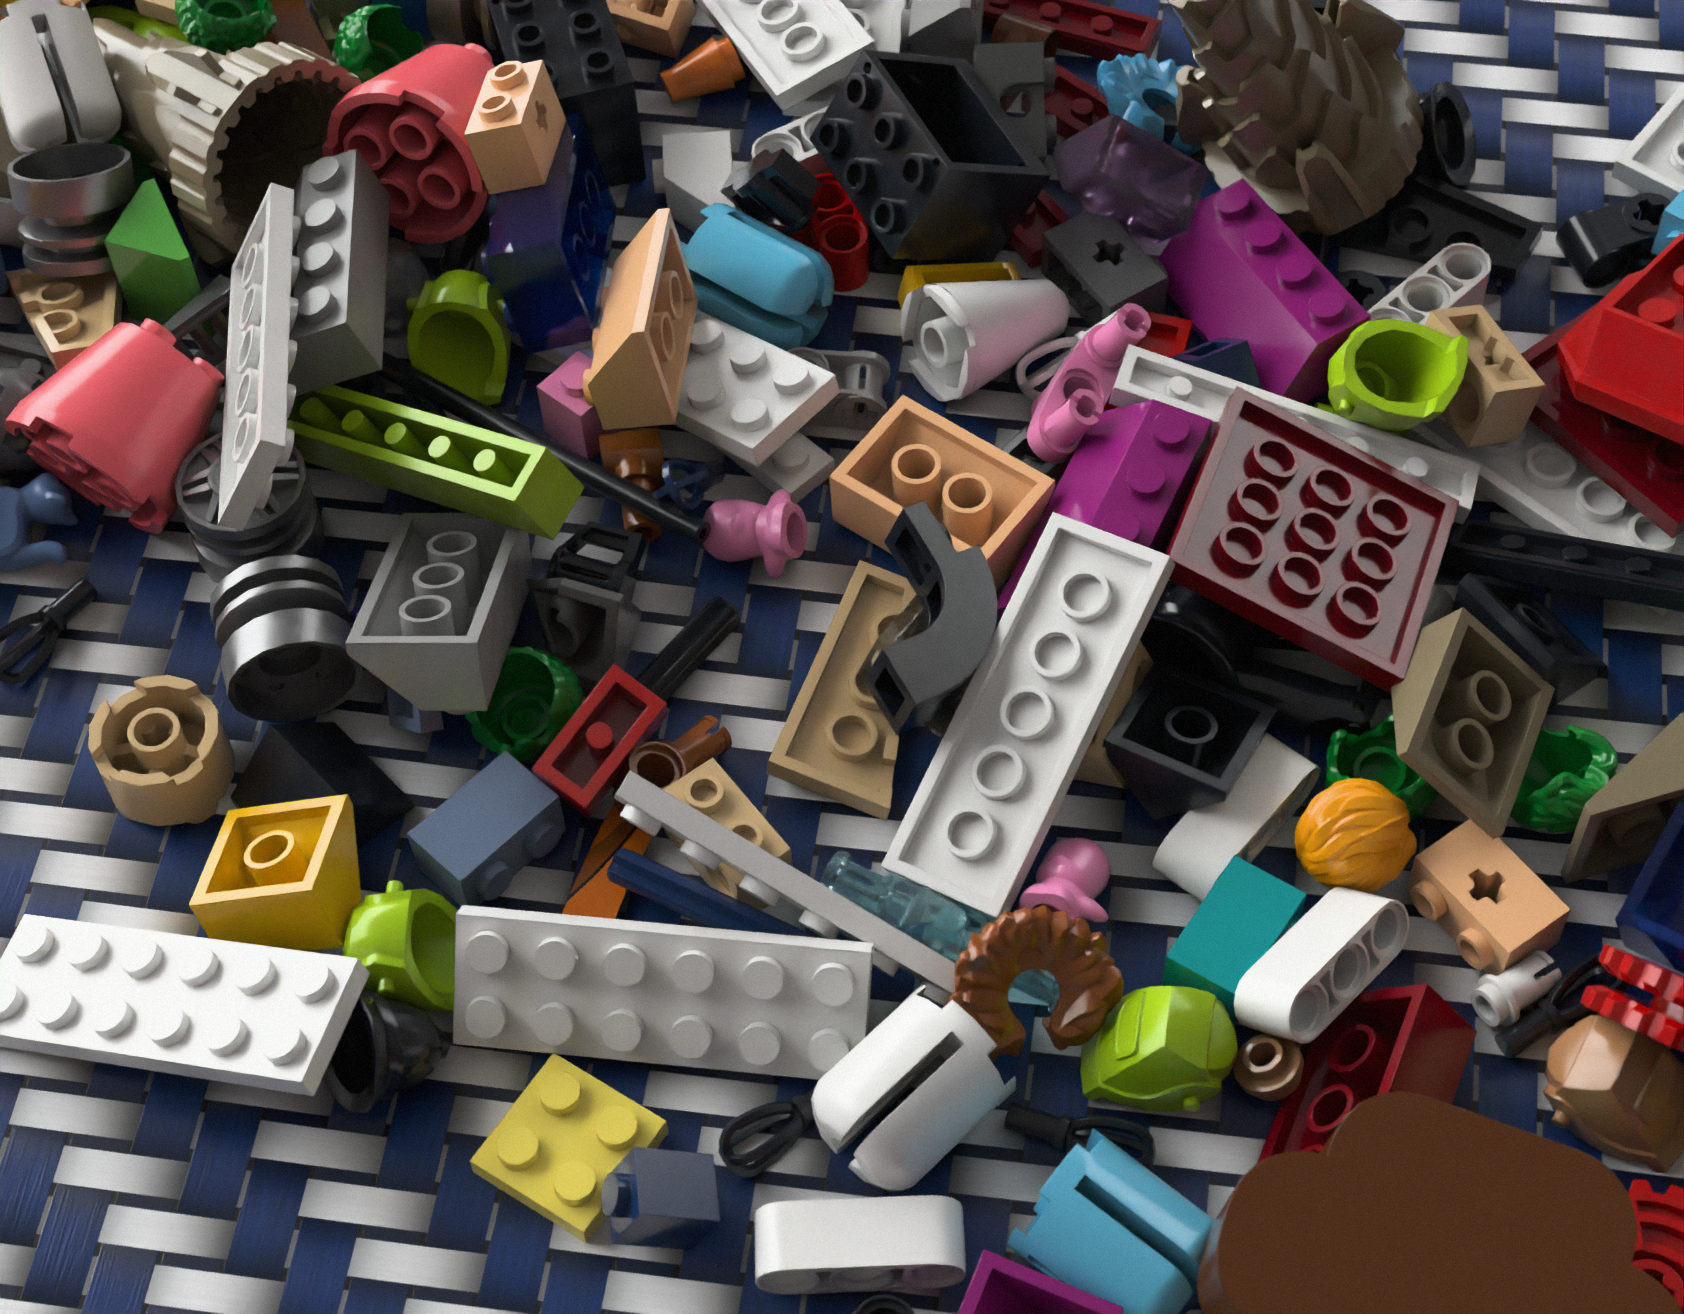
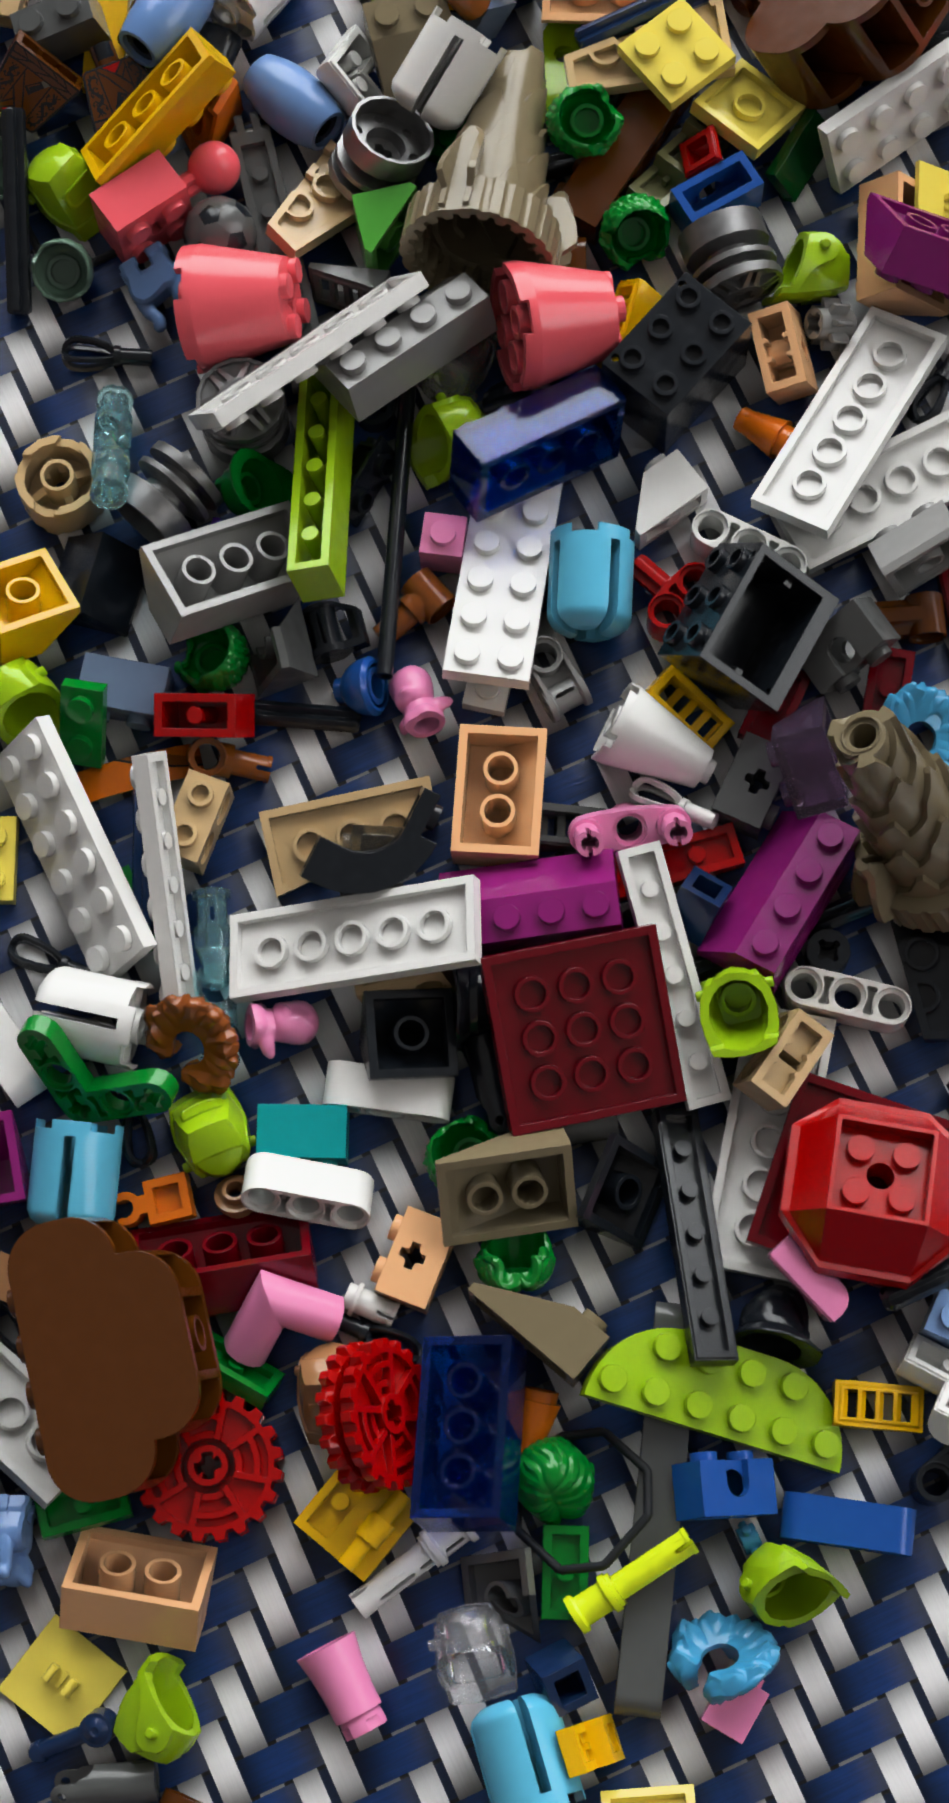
camera: 60 degrees right, 20 degrees up
(176, 646) = (111, 447): none -> clear light blue piece
(350, 547) = (253, 482): none -> green piece
(486, 872) = (83, 721): none -> green plate
(515, 126) = (568, 375): light nougat brick -> none
(643, 331) = (483, 553): light nougat slope -> none
(690, 577) = (361, 688): none -> blue brick
(696, 479) = (429, 644): dark blue piece -> none
(775, 191) = (657, 551): black piece -> none
(1015, 1149) = (82, 1094): none -> green beam
(1218, 1155) = (164, 1201): none -> orange plate
(1355, 836) = (399, 1164): light orange hair -> none
(1484, 1057) = (279, 1304): none -> bright pink brick

